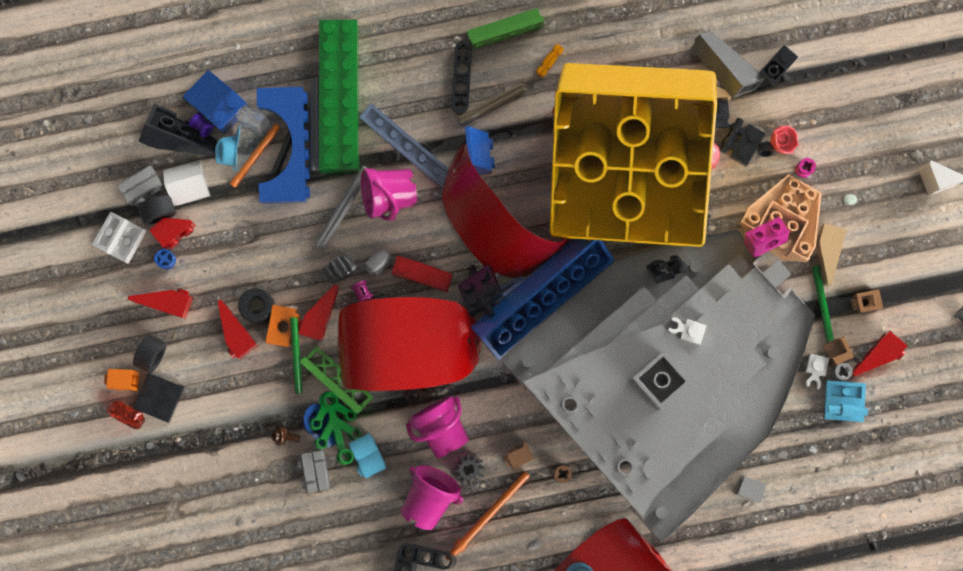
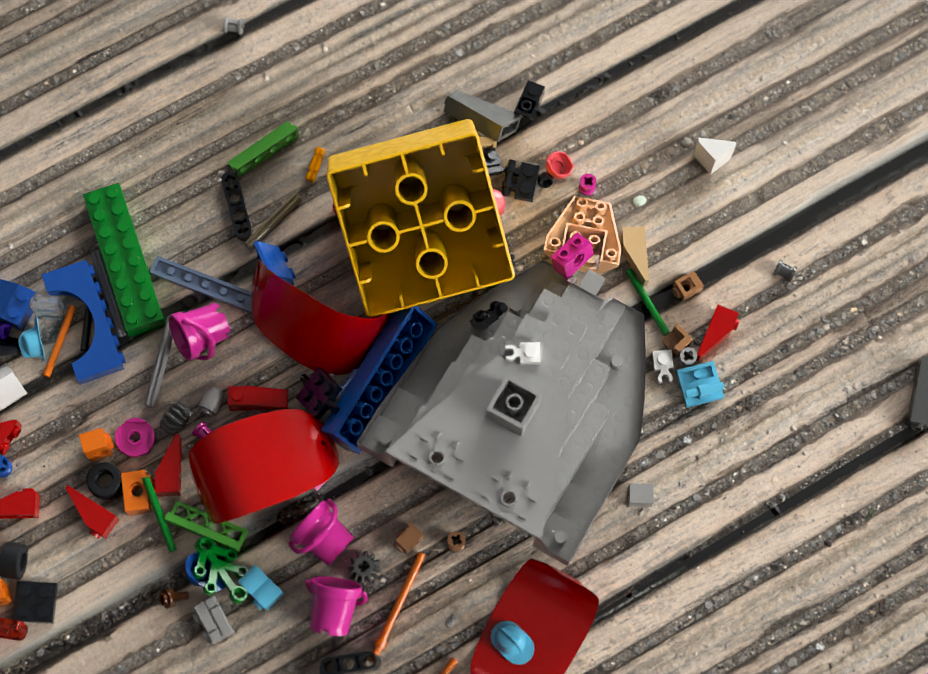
camera: 20 degrees left, 10 degrees down
(258, 270) = (96, 444): none -> orange brick
(291, 264) = (127, 430): none -> dark pink plate

